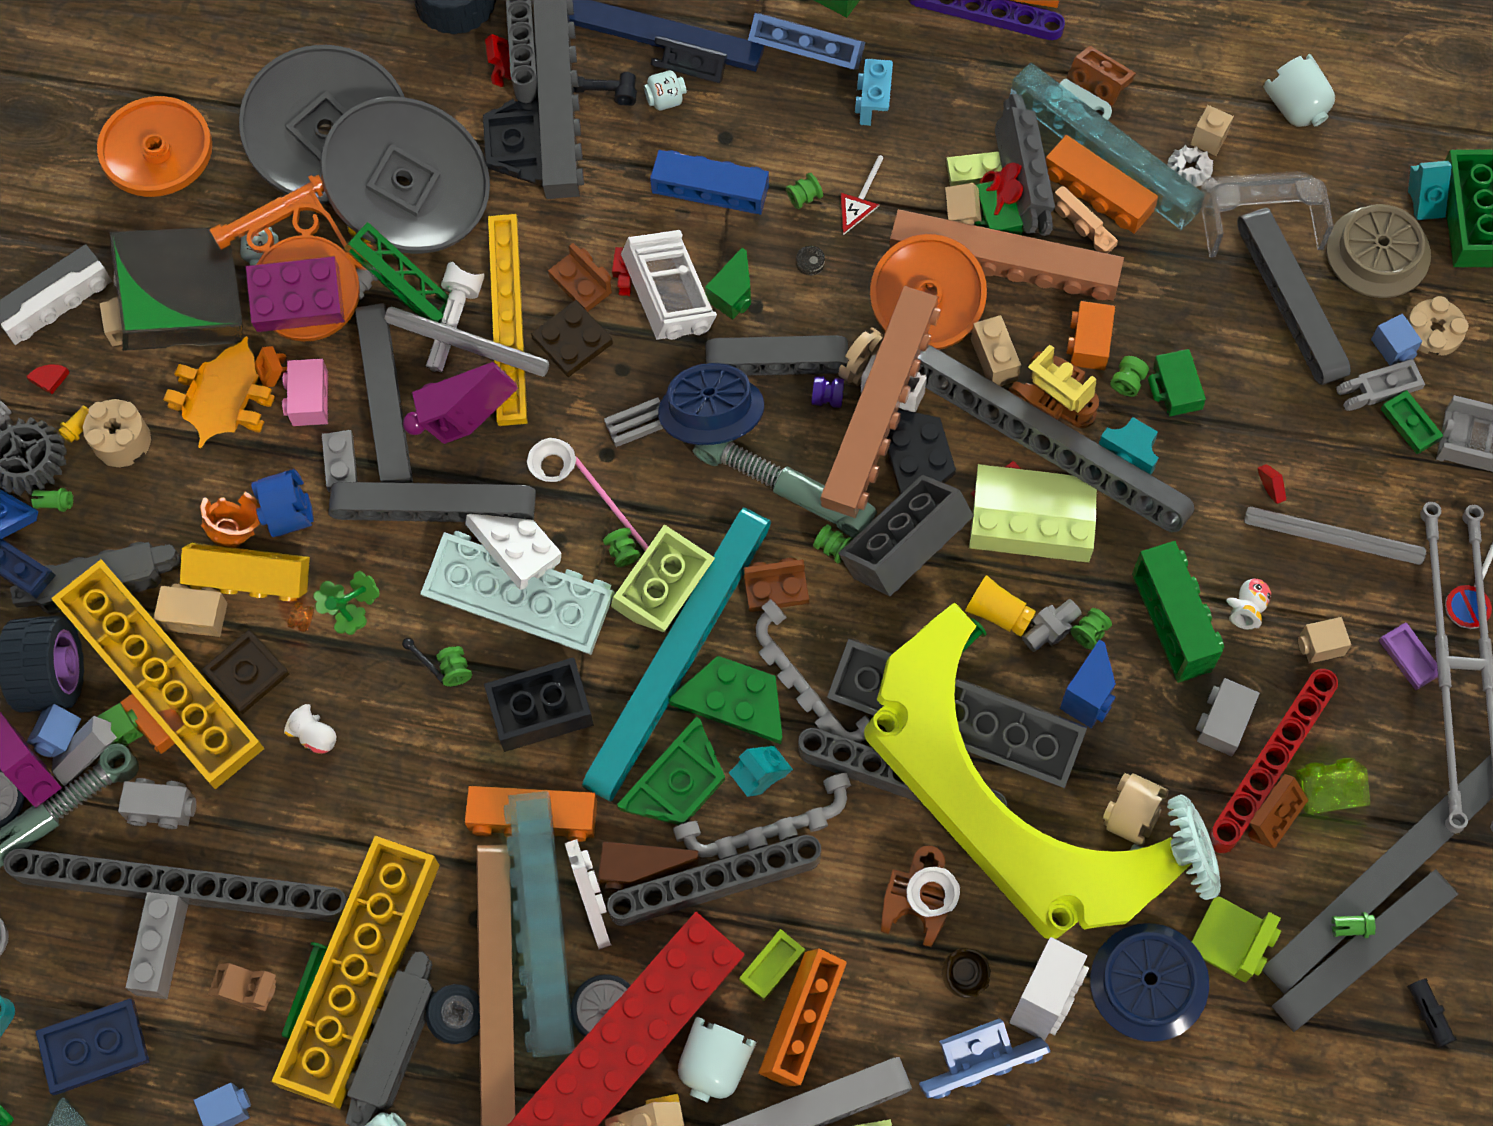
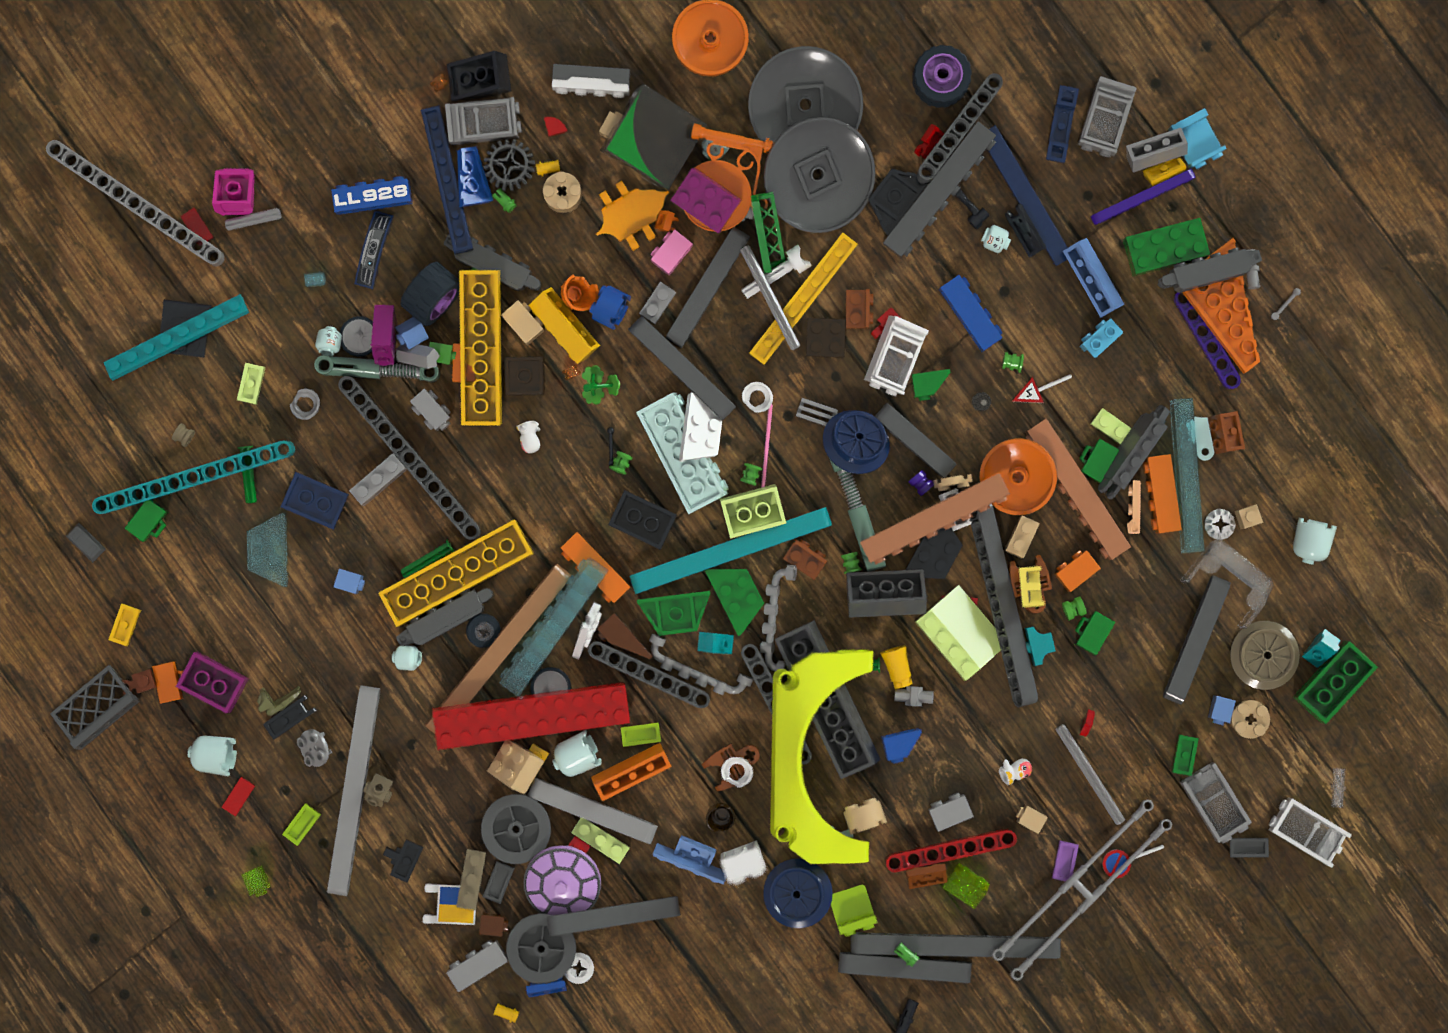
camera: 40 degrees right, 20 degrees up
(243, 986) = (401, 534): medium nougat brick -> none
(459, 403) = (733, 332): magenta slope -> none
(963, 203) = (1081, 445): tan brick -> none
(1005, 183) = (1113, 454): red plate -> none
(1091, 628) = (930, 714): bright green bush -> none
(1177, 611) = (974, 745): green brick -> none
(1194, 847) = (870, 858): light aqua gear -> none
(1382, 384) = (1192, 724): light grey hinge -> none

